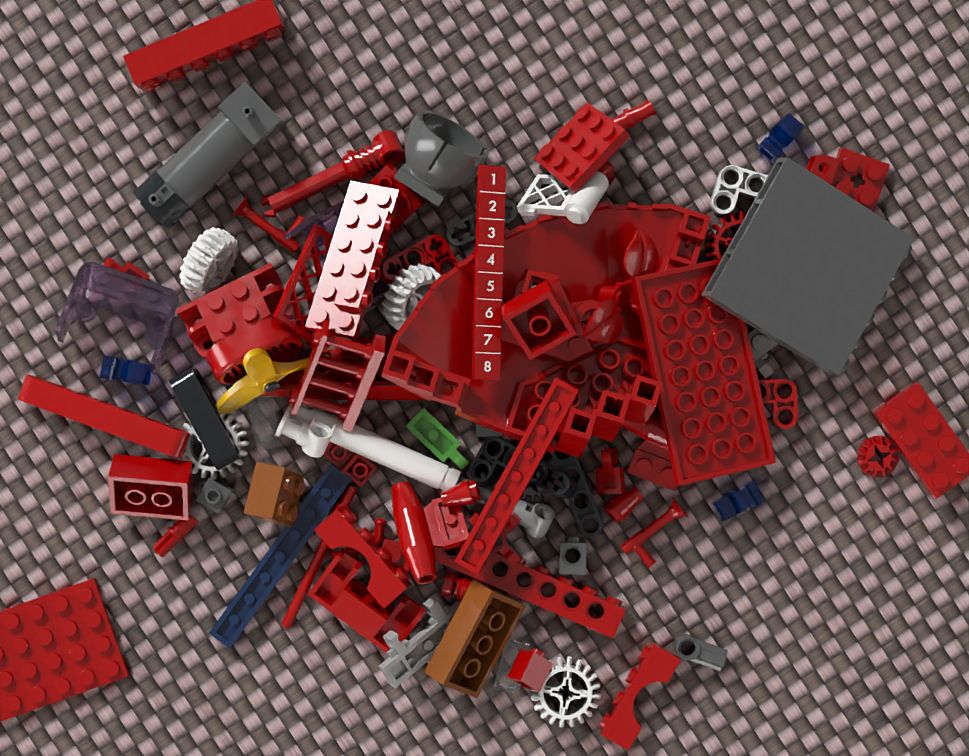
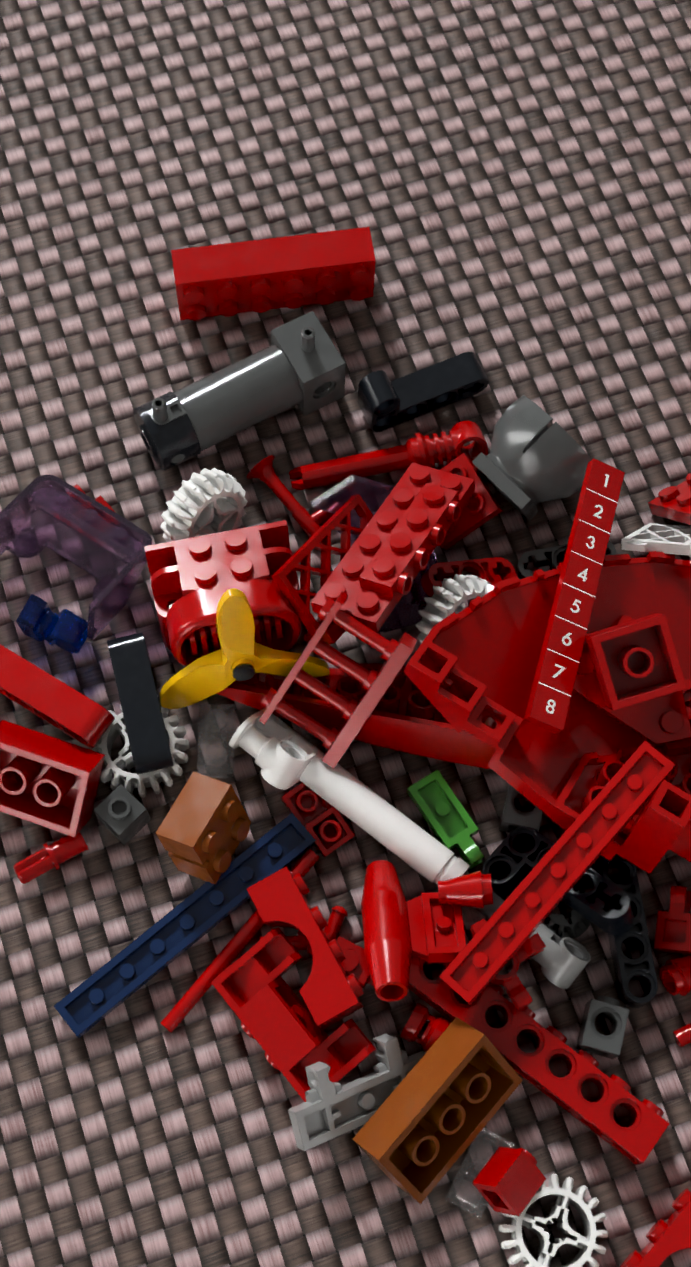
camera: 15 degrees right, 20 degrees down
(344, 110) = (419, 393): none -> black beam

